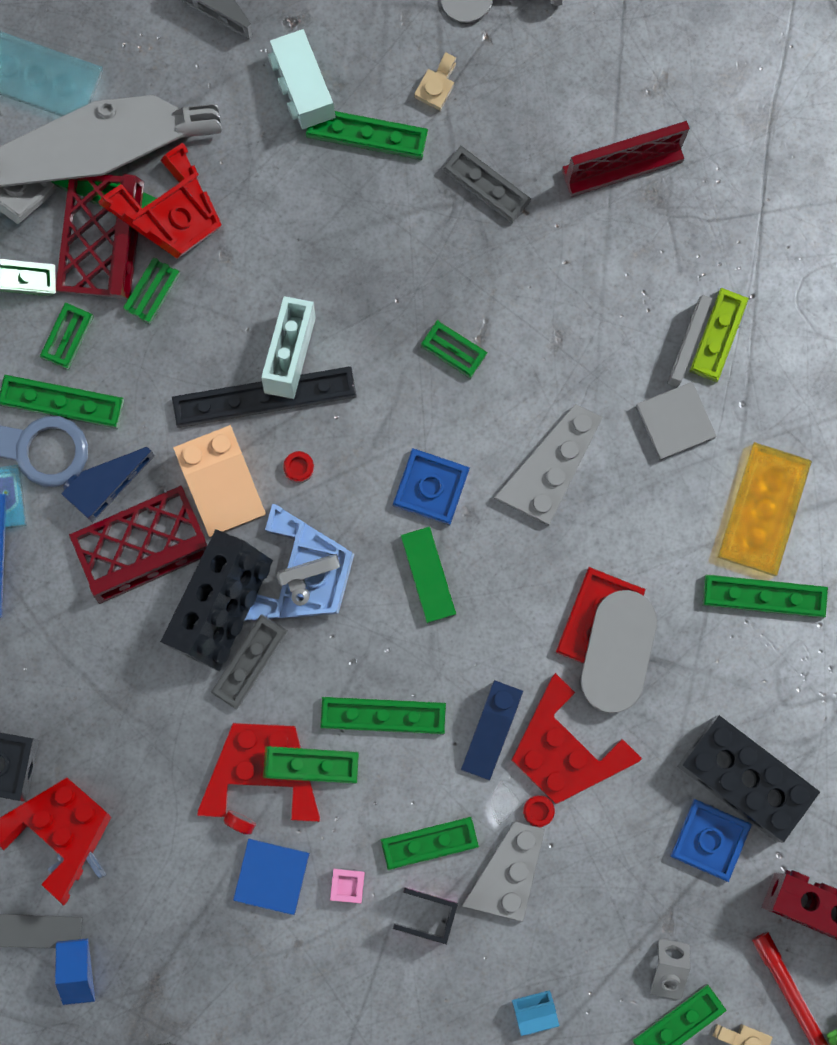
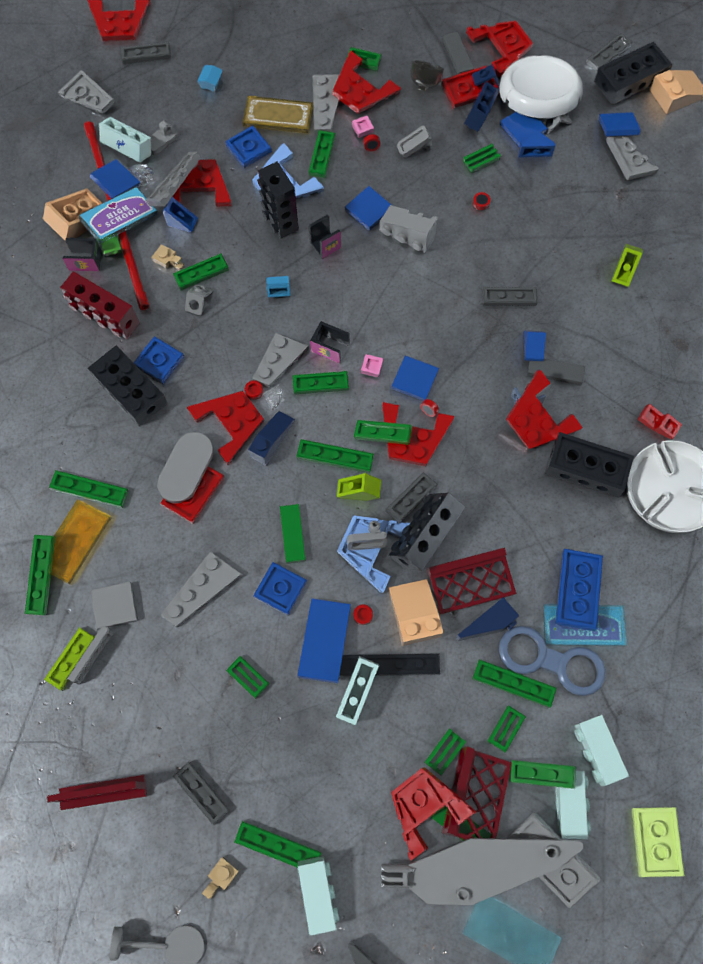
camera: 165 degrees left, 10 degrees down
(335, 662) = (359, 487): none -> lime slope
(349, 416) = (324, 641): none -> blue tile
(798, 446) = (40, 575): none -> green tile

